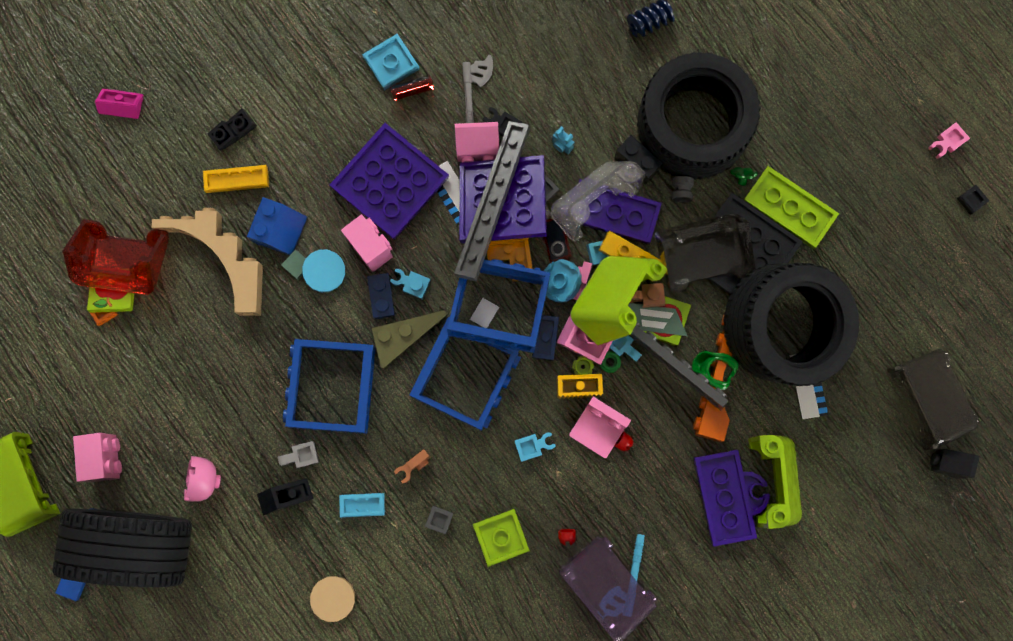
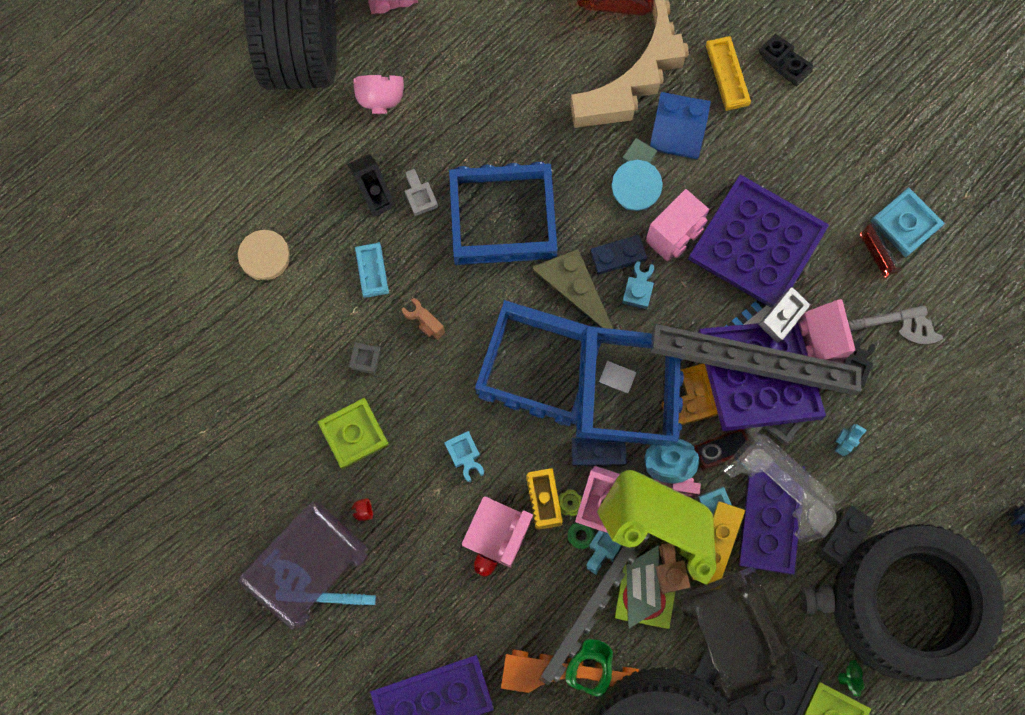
camera: 80 degrees right, 5 degrees down
(456, 171) = (784, 314): none -> plate

